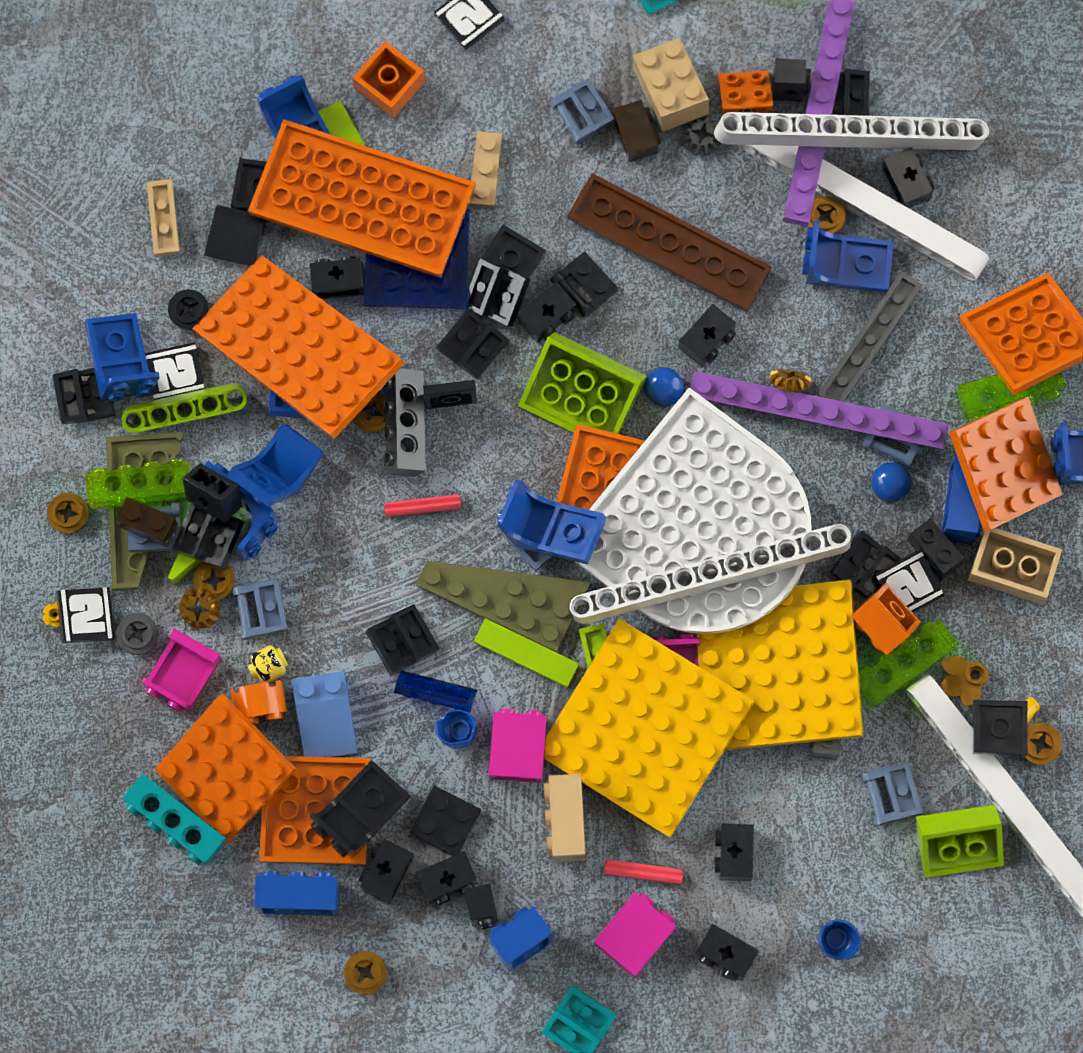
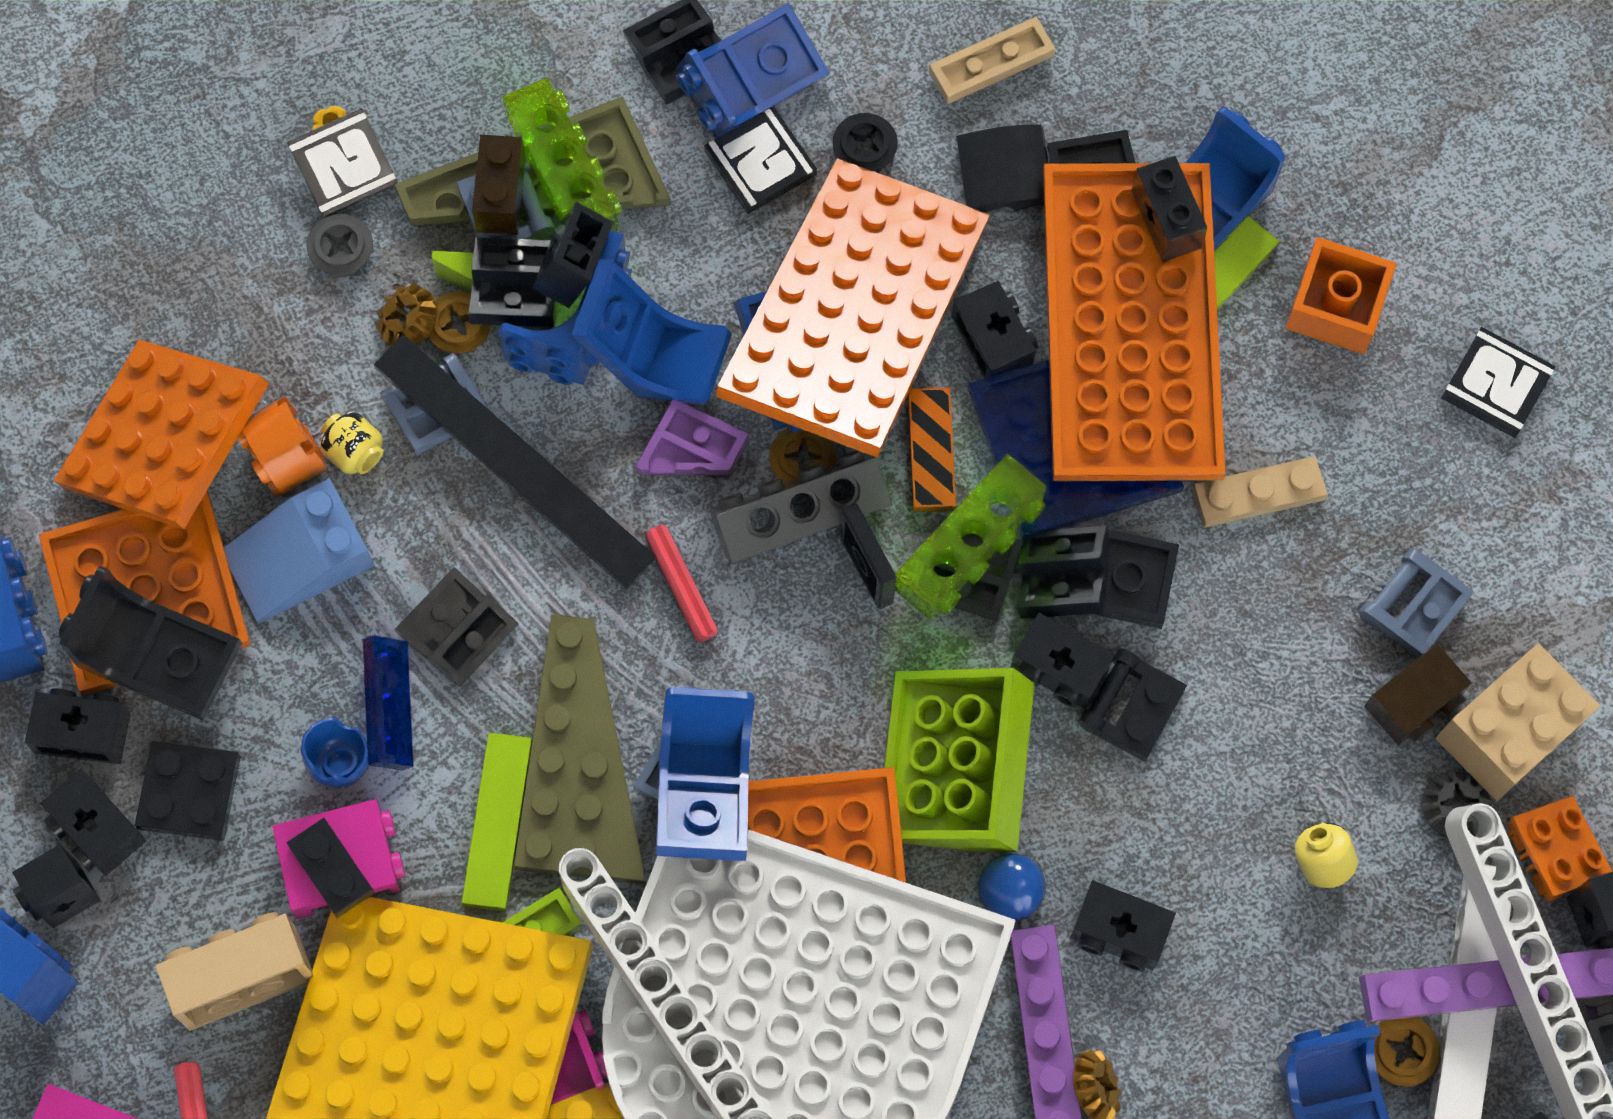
camera: 65 degrees right, 5 degrees down
(61, 503) = (475, 82): pearl gold gear -> none
(145, 791) = (77, 332): teal brick -> none
(174, 416) = (723, 194): lime beam -> none
(182, 672) = (299, 326): dark pink panel -> none
(307, 151) = (1169, 208): none -> black brick
(315, 574) = (514, 462): none -> black tile
(341, 471) = (691, 444): none -> medium lavender wing
(398, 340) = (931, 450): none -> tile
(446, 297) = (1007, 485): none -> clear neon green brick
(526, 748) = (330, 867): none -> black plate
(669, 242) = (1255, 816): reddish brown plate -> none
(707, 213) = (1326, 855): none -> light yellow head

